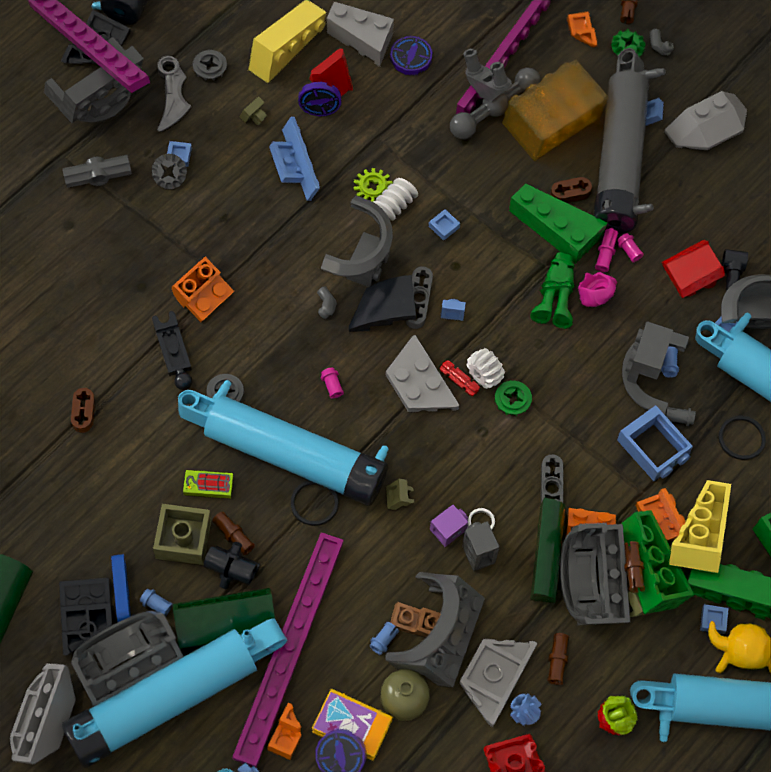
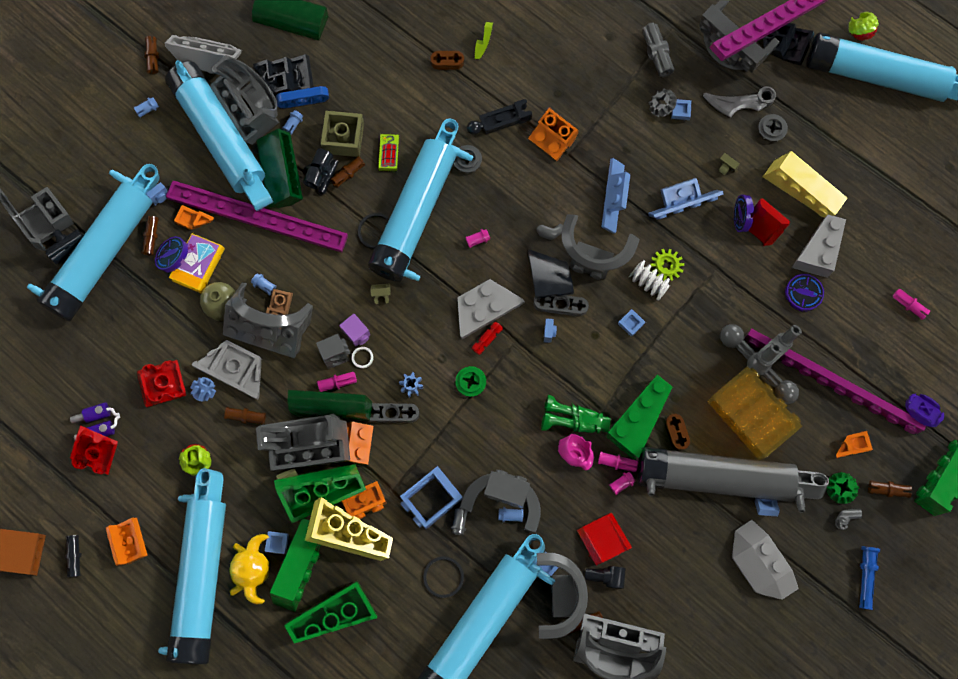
camera: 90 degrees right, 10 degrees up
(60, 360) = (481, 45): none -> lime slope
(286, 224) = (615, 195): none -> medium blue bracket
(485, 368) = (492, 355): white gear -> none
(513, 549) = (337, 381): none -> dark pink axle
(519, 456) = (412, 379): none -> medium blue gear
(634, 567) = (309, 470): reddish brown pin -> none
(711, 29) = (869, 566): none -> blue pin

